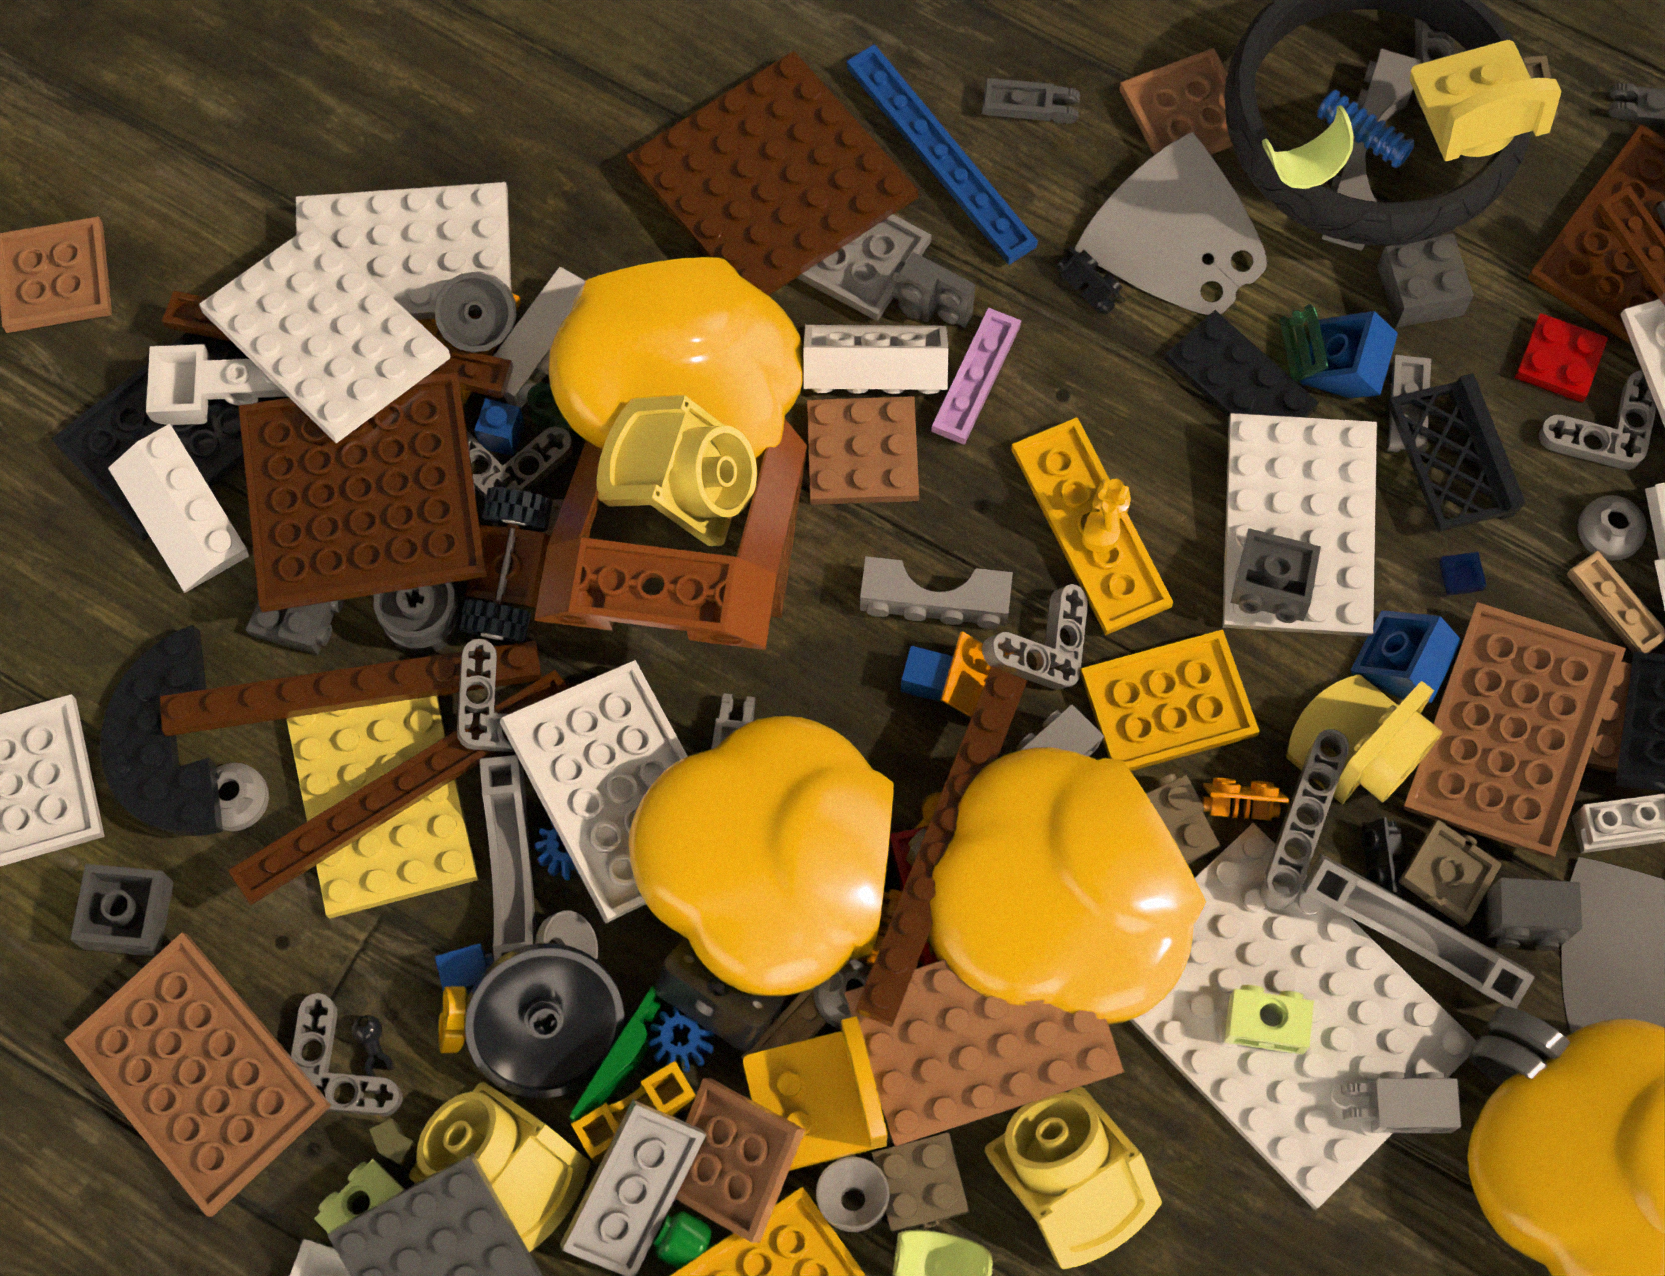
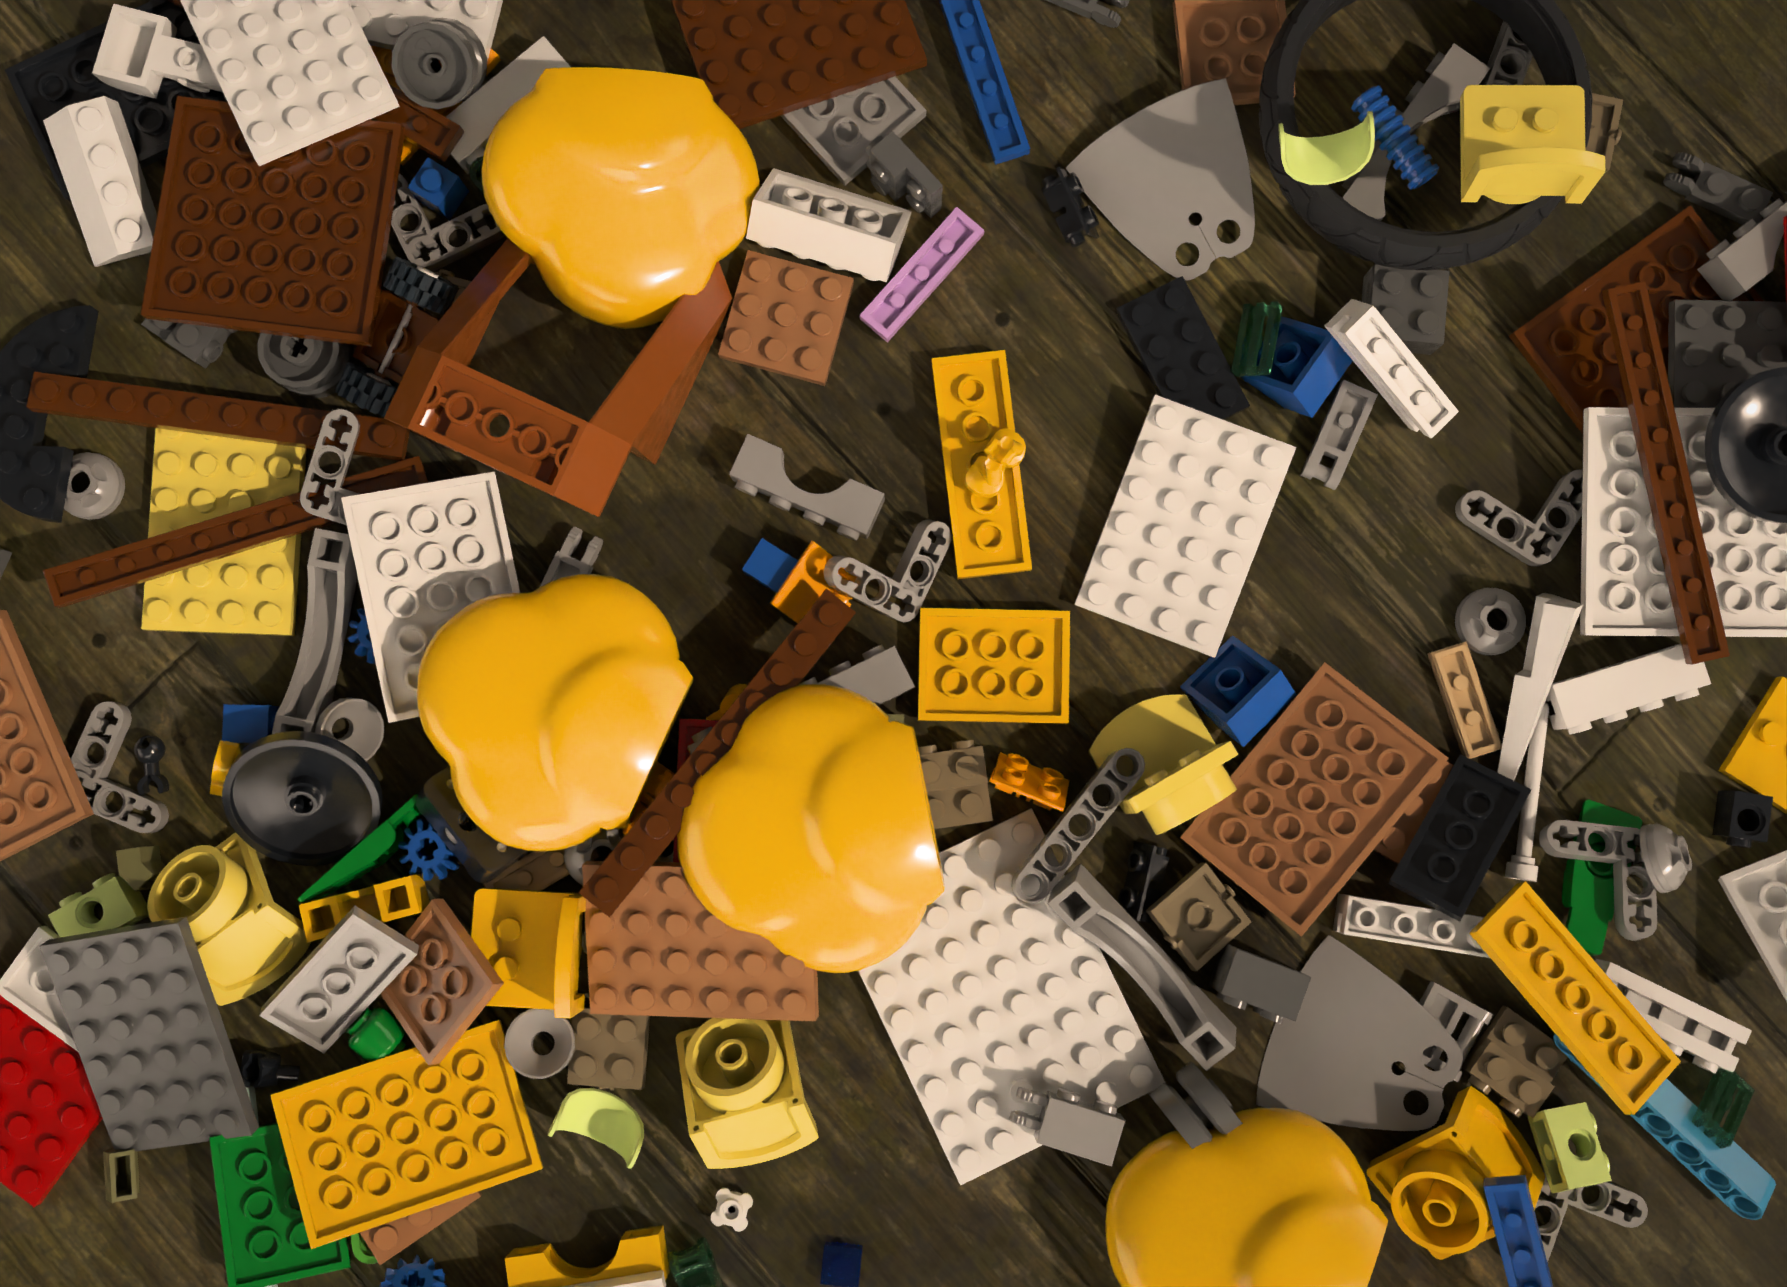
camera: 20 degrees right, 15 degrees up
(680, 463) = (574, 299): light yellow piece -> none
(1247, 1029) = (987, 1025): yellowish green brick -> none
(1275, 576) = (1137, 577): dark grey plate -> none
(1435, 326) = (1391, 368): none -> white brick
(1462, 573) = (1324, 624): clear blue plate -> none
(1485, 451) = (1394, 496): black fence -> none
(1561, 357) = (1510, 430): red plate -> none

